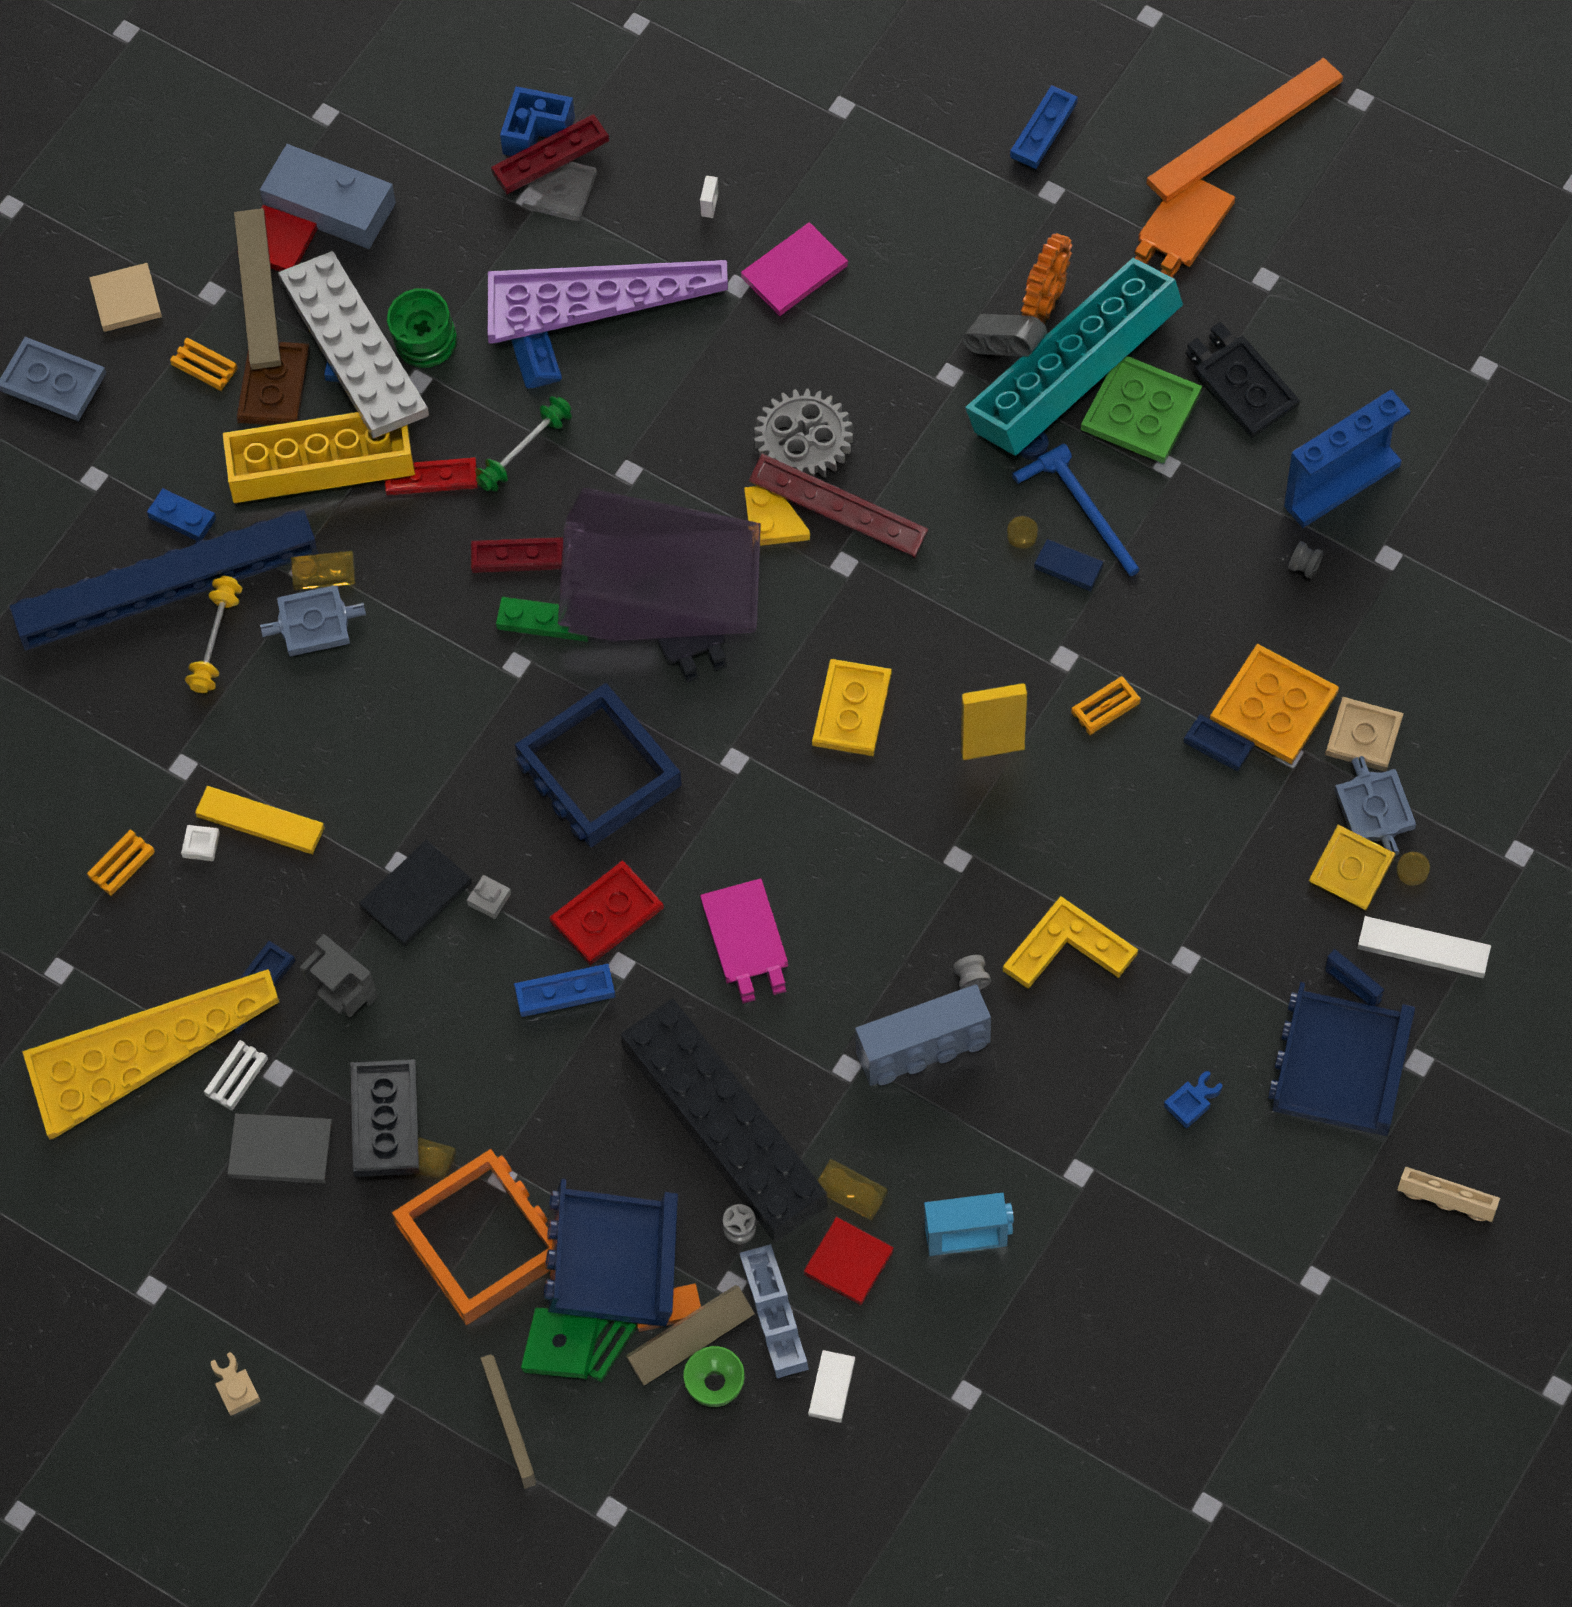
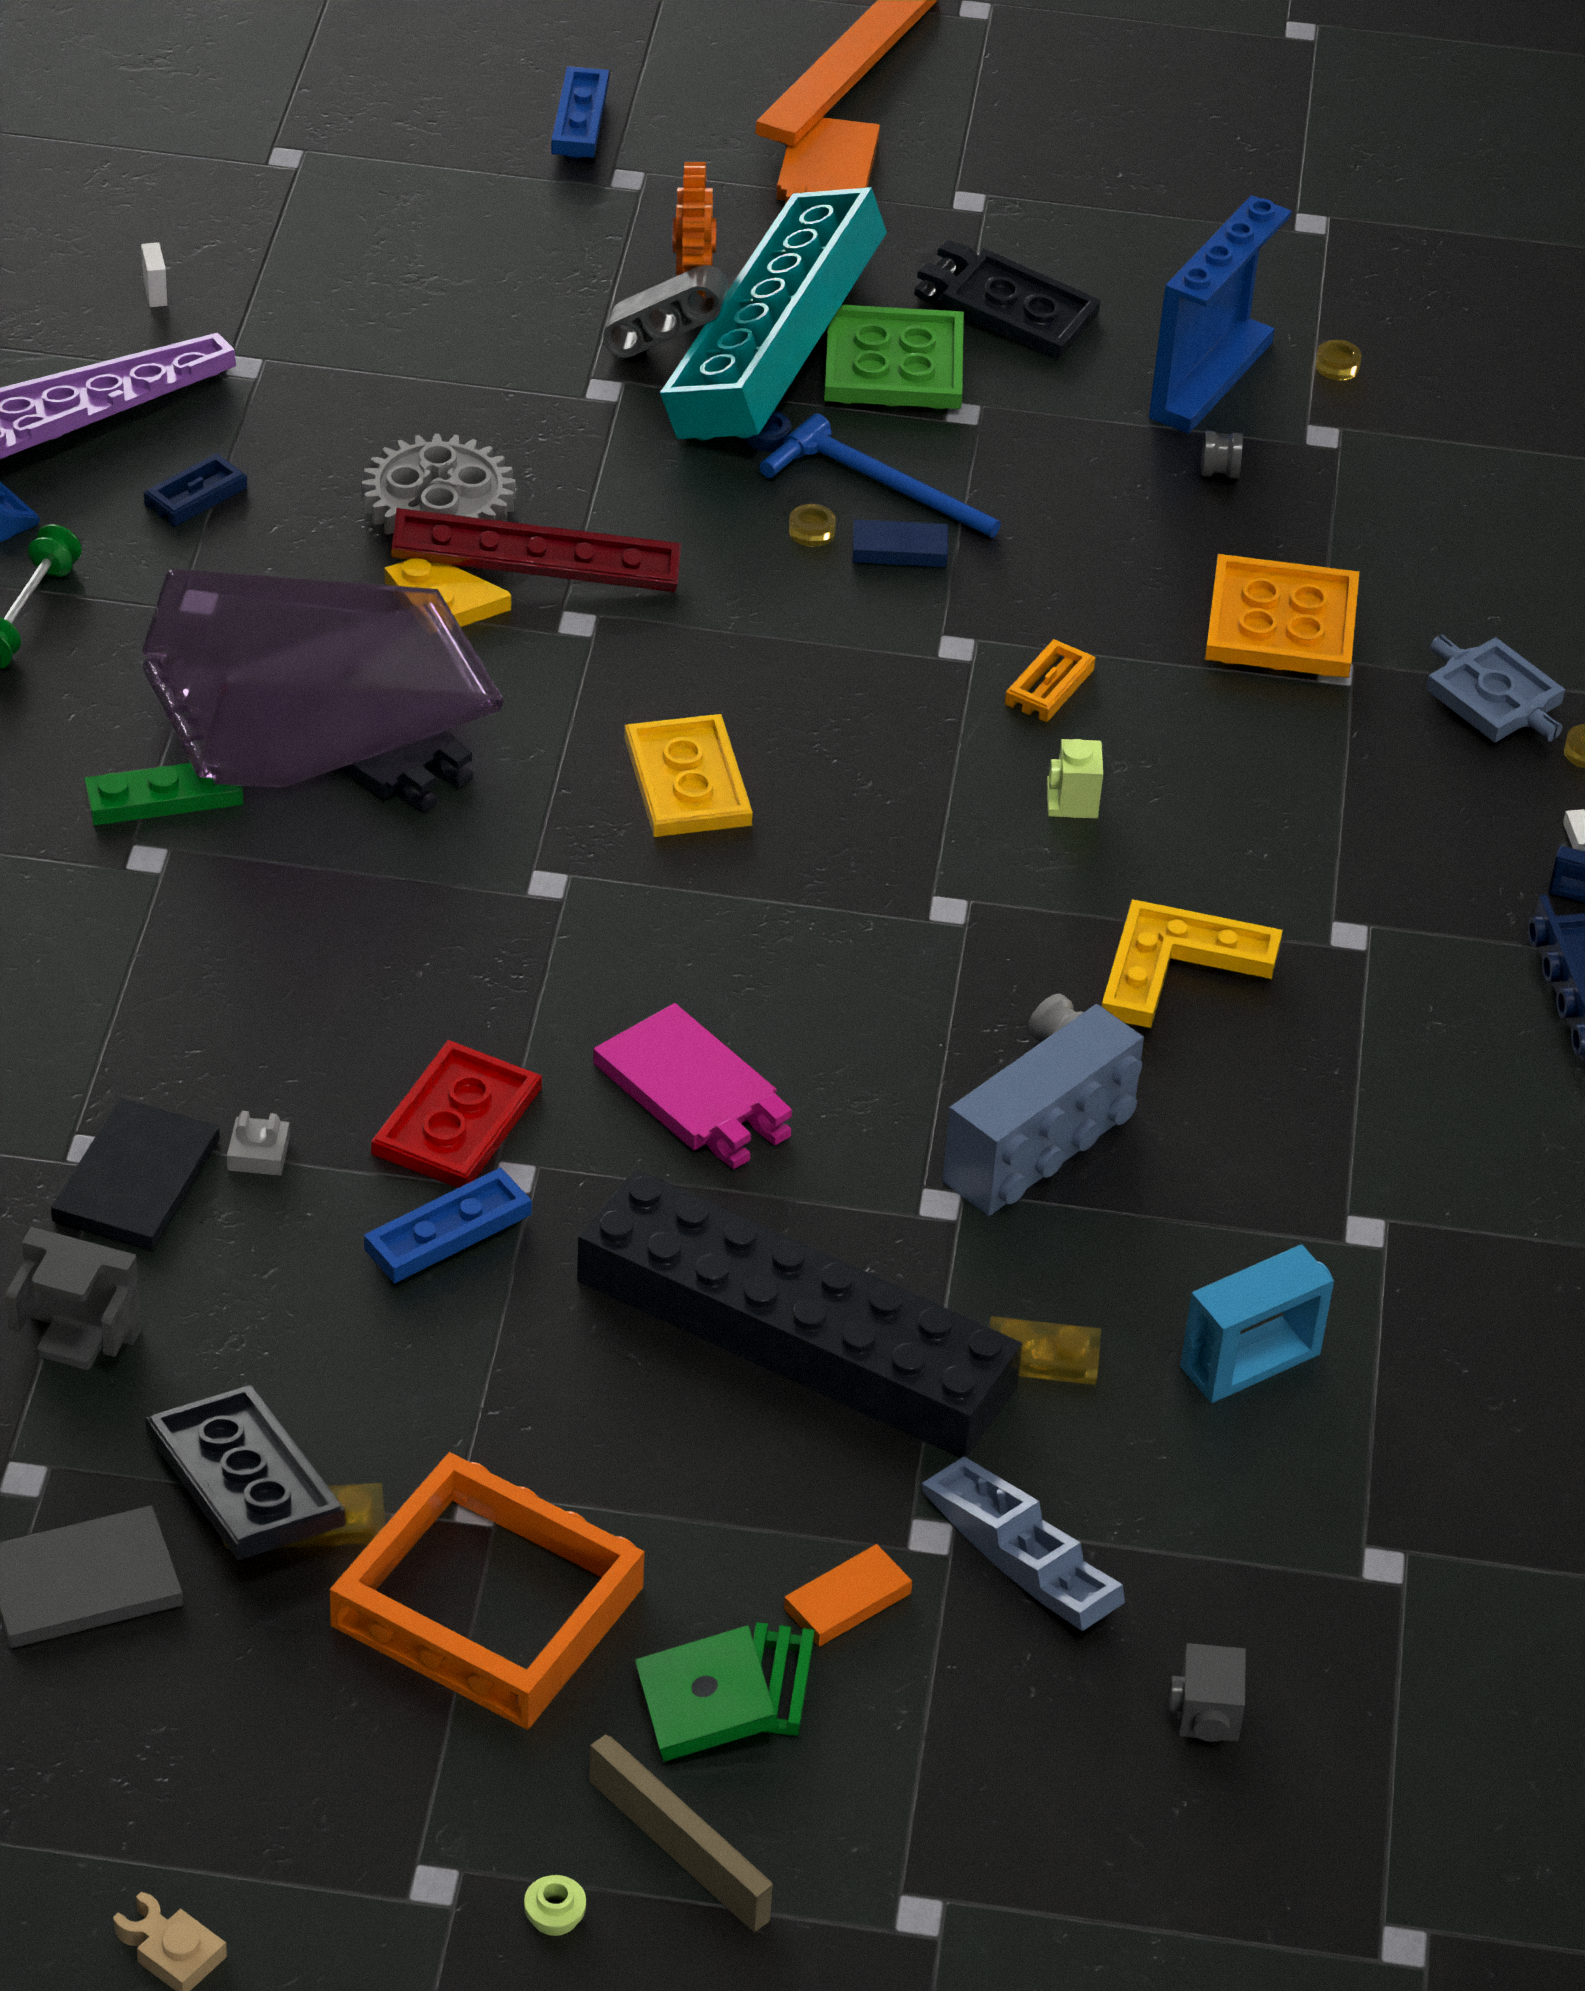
camera: 30 degrees left, 20 degrees down
(434, 1444) = (555, 1918): none -> yellowish green plate
(516, 554) = (80, 728): dark red tile -> none
(592, 833) = (370, 876): dark blue window -> none
(611, 1256) = (734, 1536): dark blue panel -> none
(665, 387) = (199, 489): none -> dark blue tile
(689, 1335) = (908, 1616): dark tan tile -> none
(714, 1361) = (986, 1638): bright green piece -> none
(738, 1216) = (900, 1443): light grey wheel -> none
(794, 269) = (318, 327): dark pink tile -> none
(822, 1443) = (1210, 1692): none -> dark grey brick
(831, 1386) = (1170, 1612): white tile -> none
(848, 1261) = (1097, 1443): red tile -> none
(993, 721) = (926, 698): yellow tile -> none
(1075, 794) = (1075, 780): none -> yellowish green brick
(1191, 1103) = (1475, 1088): blue plate -> none
(1218, 742) = (1233, 680): dark blue tile -> none
(1352, 867) = (1512, 760): yellow tile -> none
(1364, 732) = (1415, 614): tan tile -> none
(1432, 497) = (1338, 359): none -> clear yellow tile

